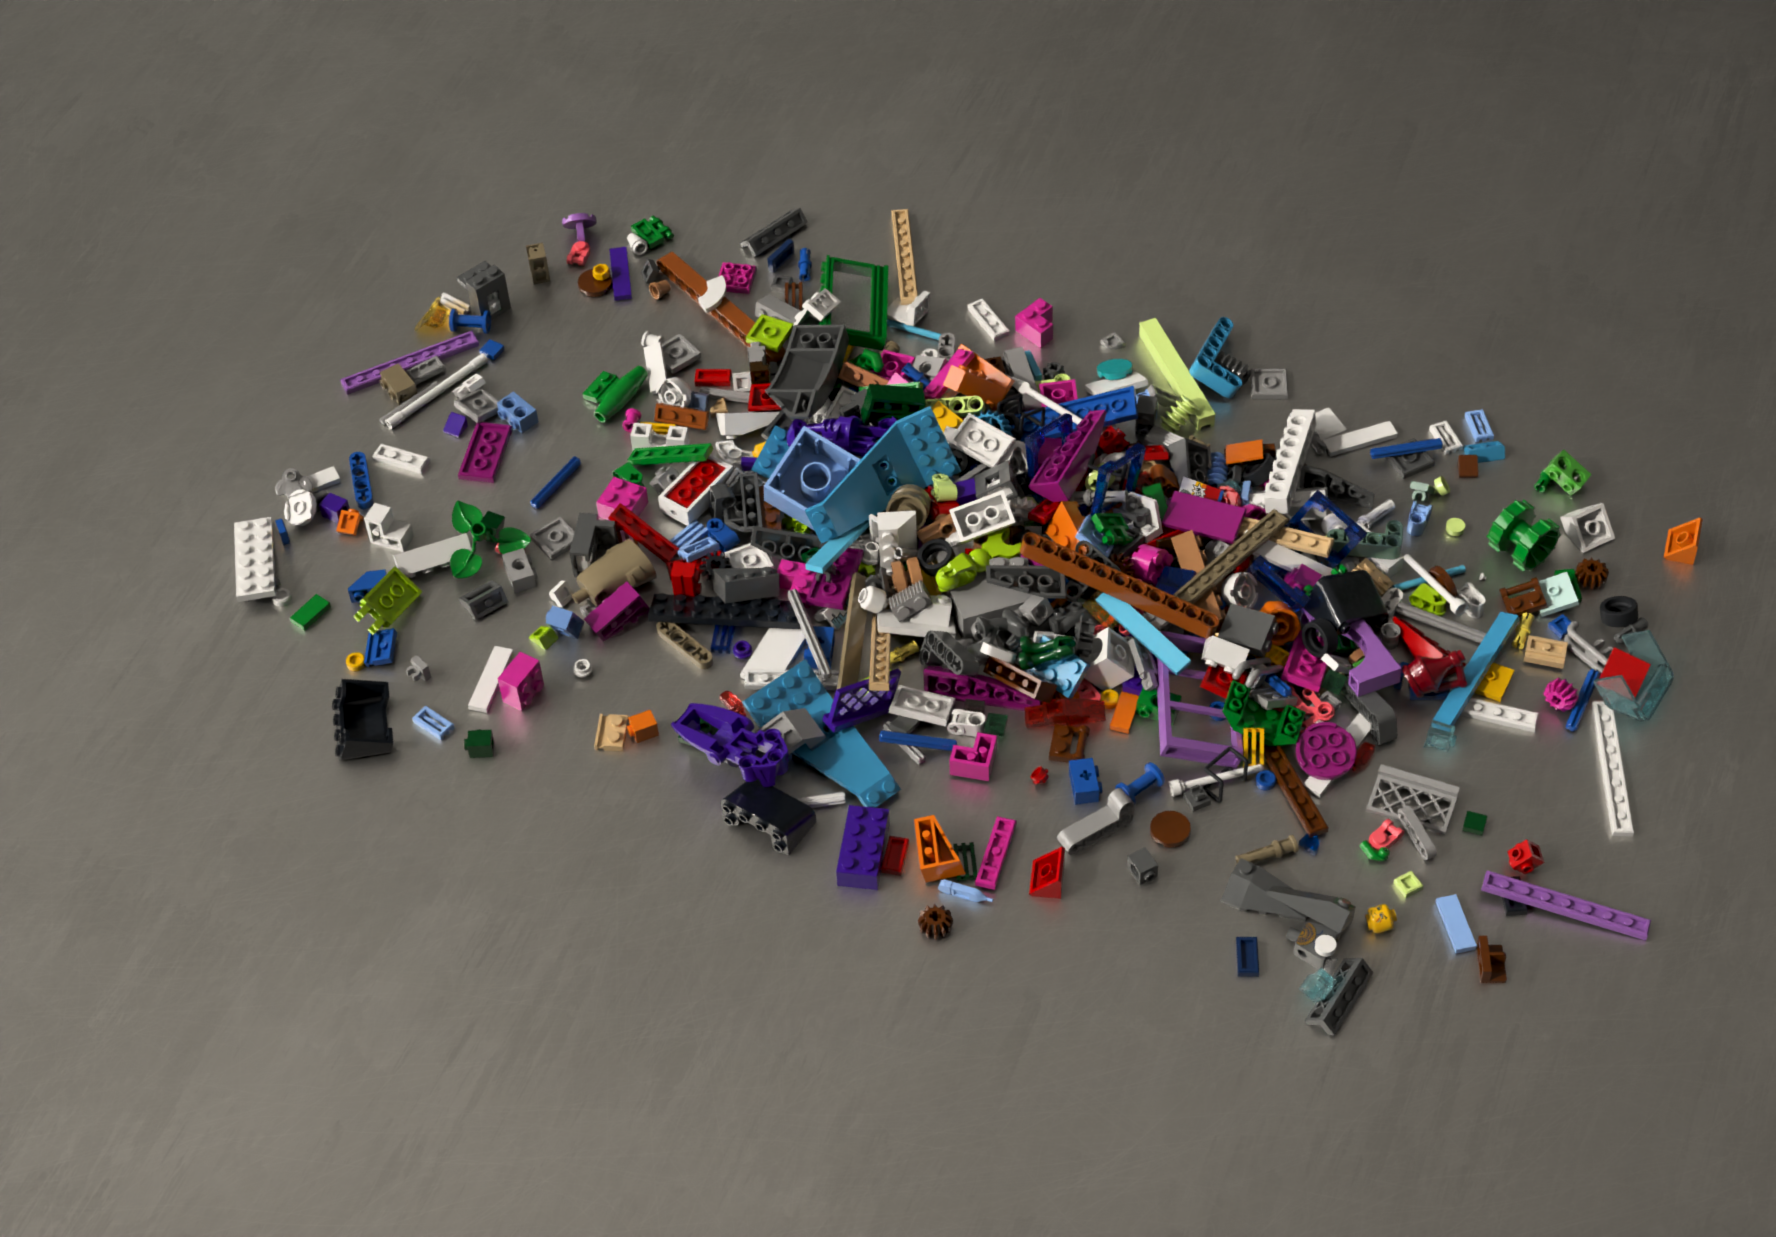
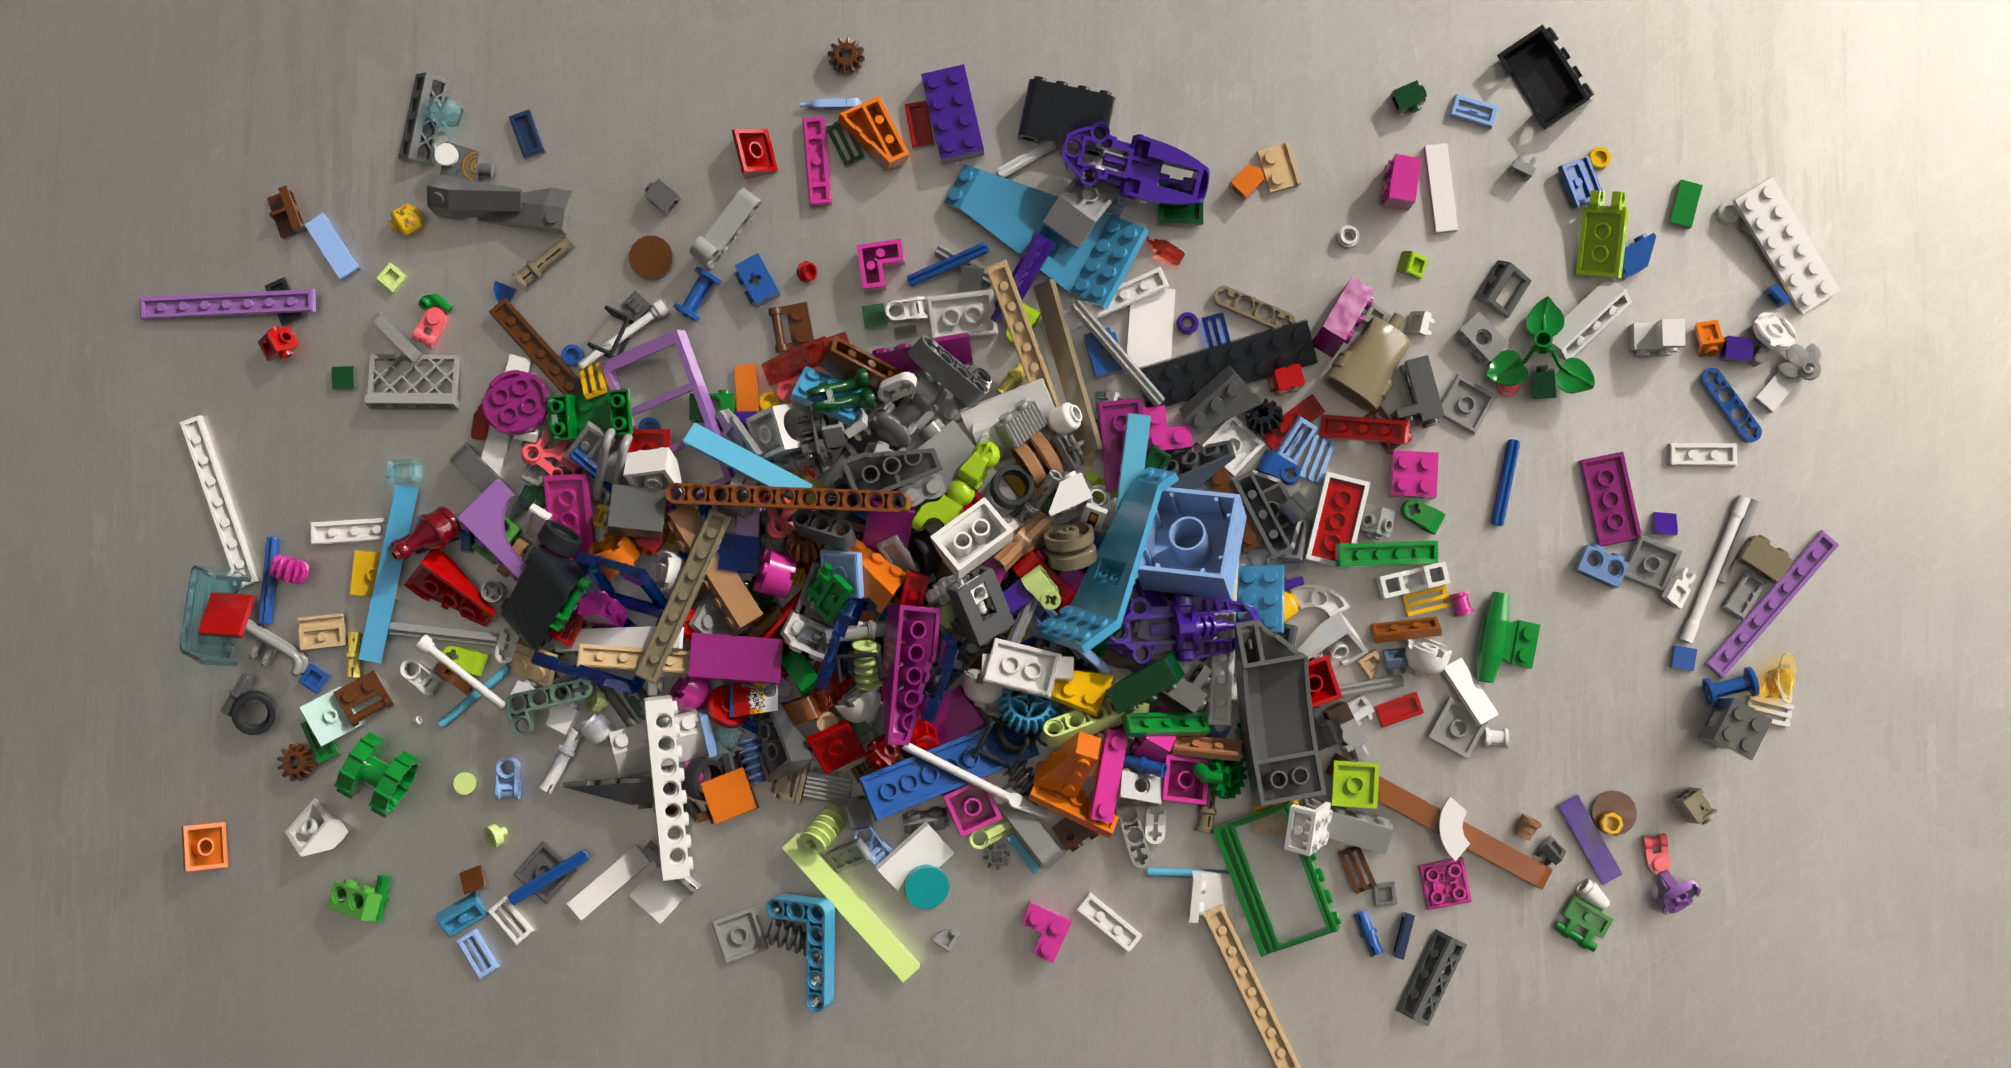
camera: 160 degrees right, 35 degrees up
(564, 622) = (1393, 274): medium blue brick -> none
(1421, 488) = (514, 821): sand green tile -> none

